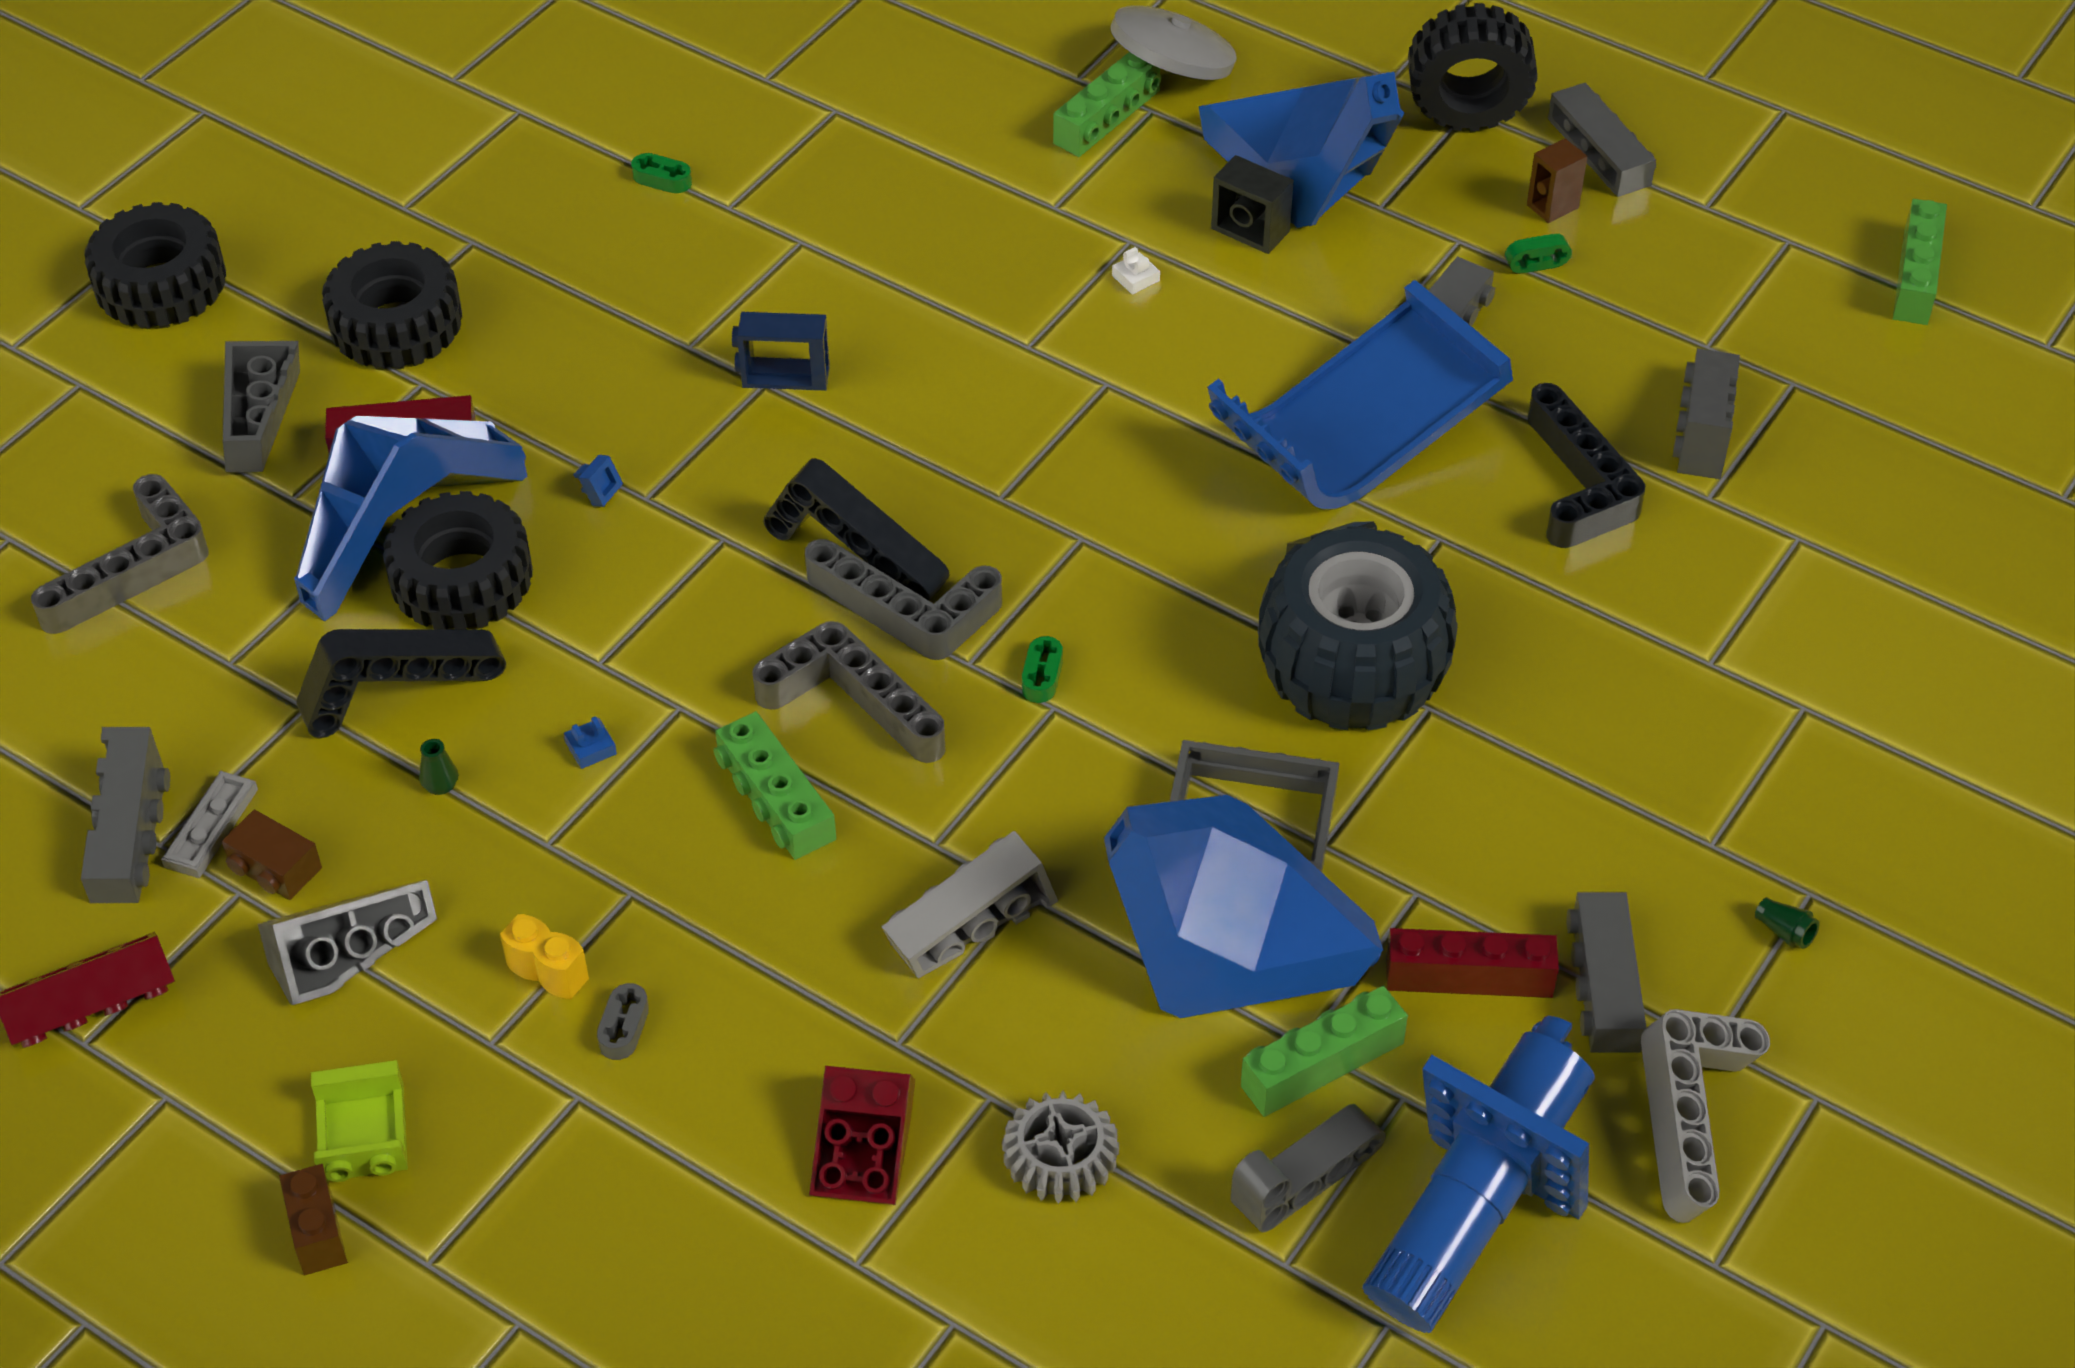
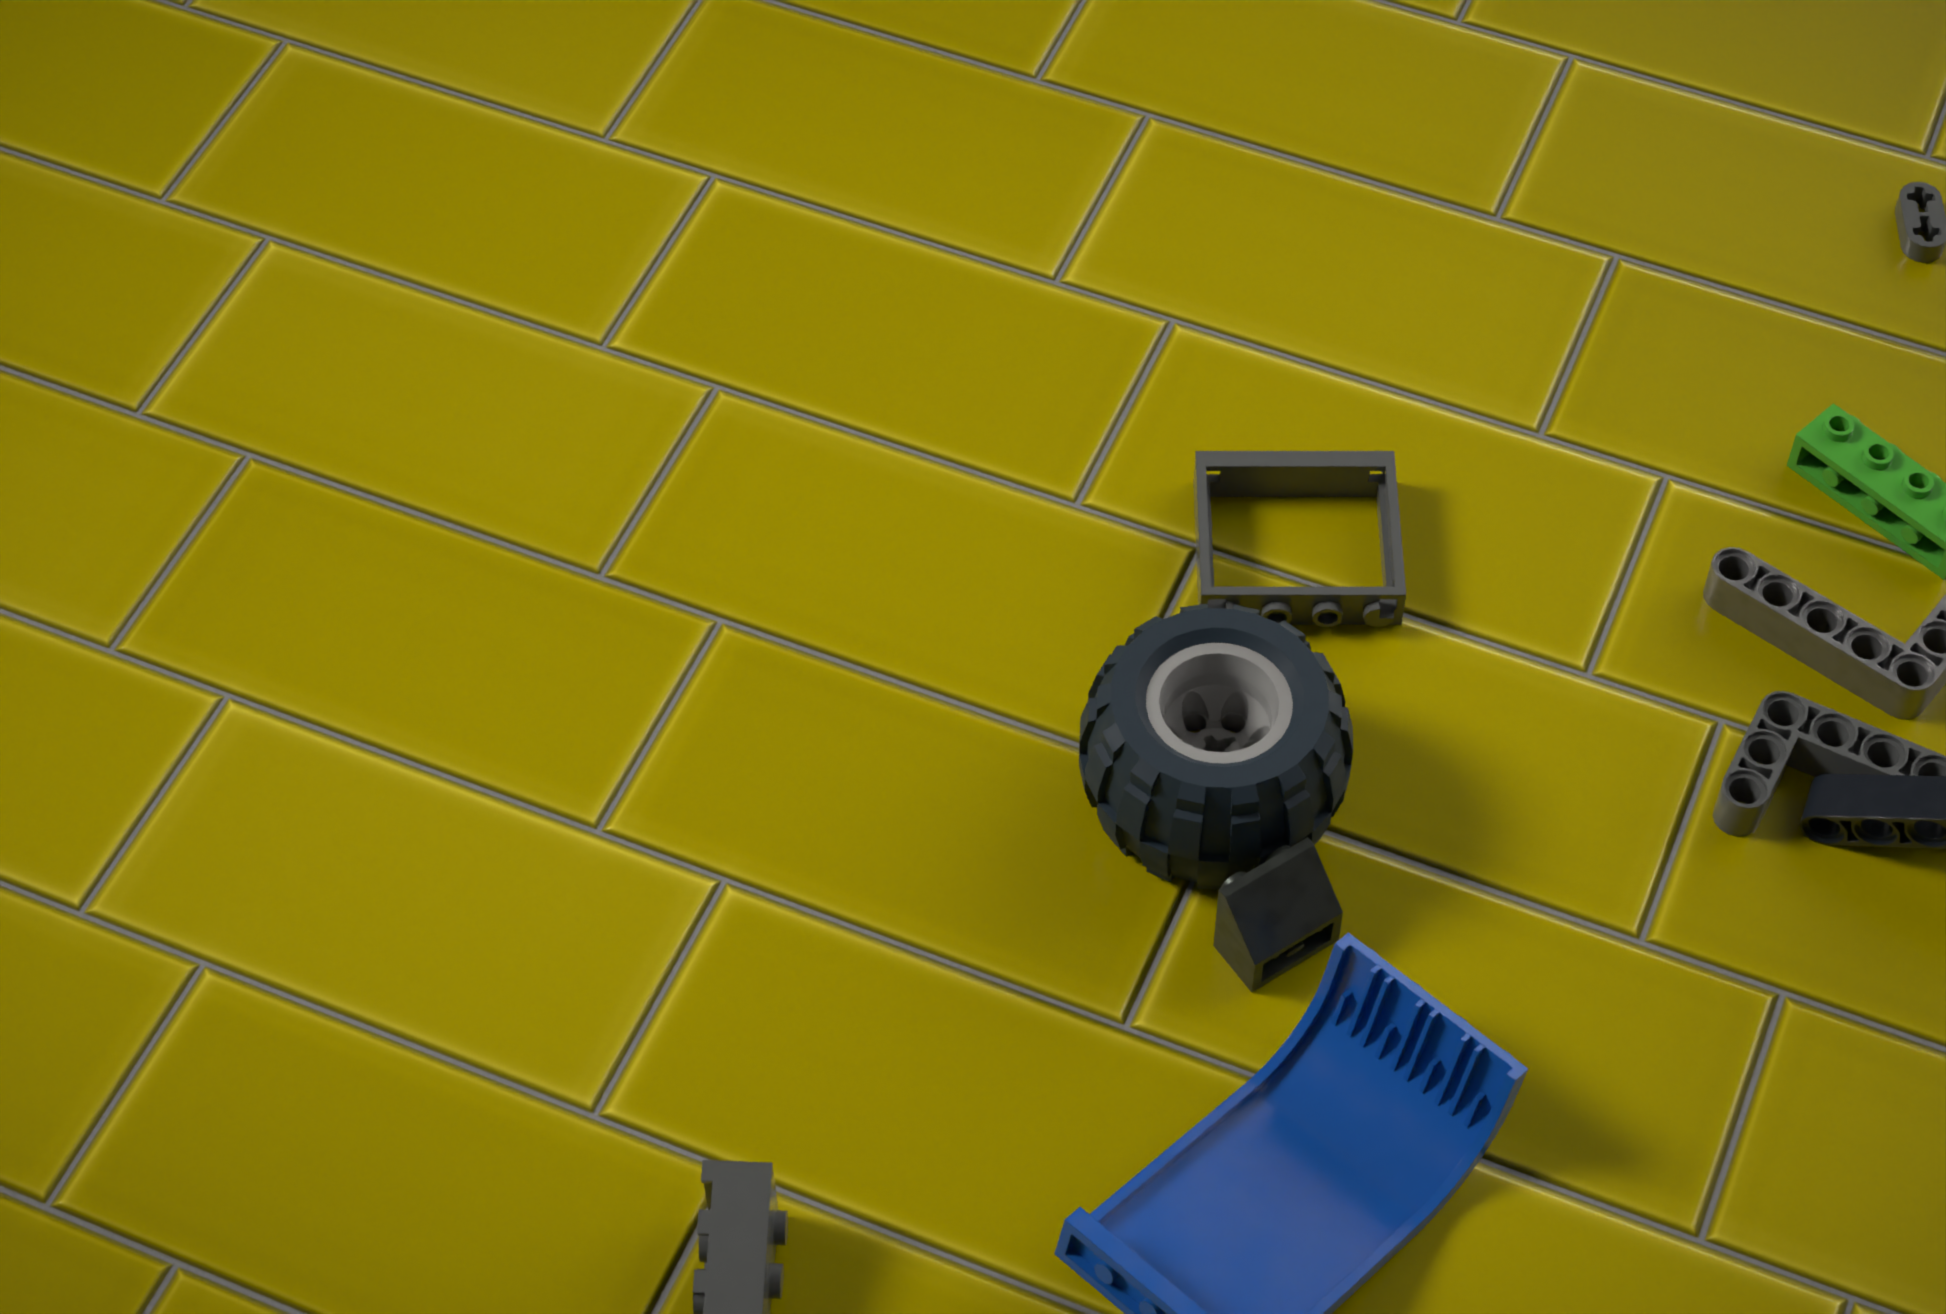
camera: 170 degrees right, 5 degrees up
(862, 1134) = (1617, 148): dark red slope -> none
(970, 905) = (1586, 373): light grey wedge -> none
(1042, 1161) = (1393, 159): light grey gear -> none
(1049, 670) = (1632, 712): green beam -> none
(1231, 908) = (1304, 372): blue panel -> none
(1278, 1187) = (1152, 169): dark grey beam -> none
(1323, 1050) = (1150, 284): bright green brick -> none
(1471, 962) = (1001, 400): dark red brick -> none
(1497, 1147) = (953, 144): blue piece -> none
(1607, 972) = (843, 421): dark grey brick -> none
(1612, 487) = (917, 1164): black beam -> none
(1673, 1060) = (757, 318): light grey beam -> none
(1790, 923) = (627, 512): dark green cone -> none

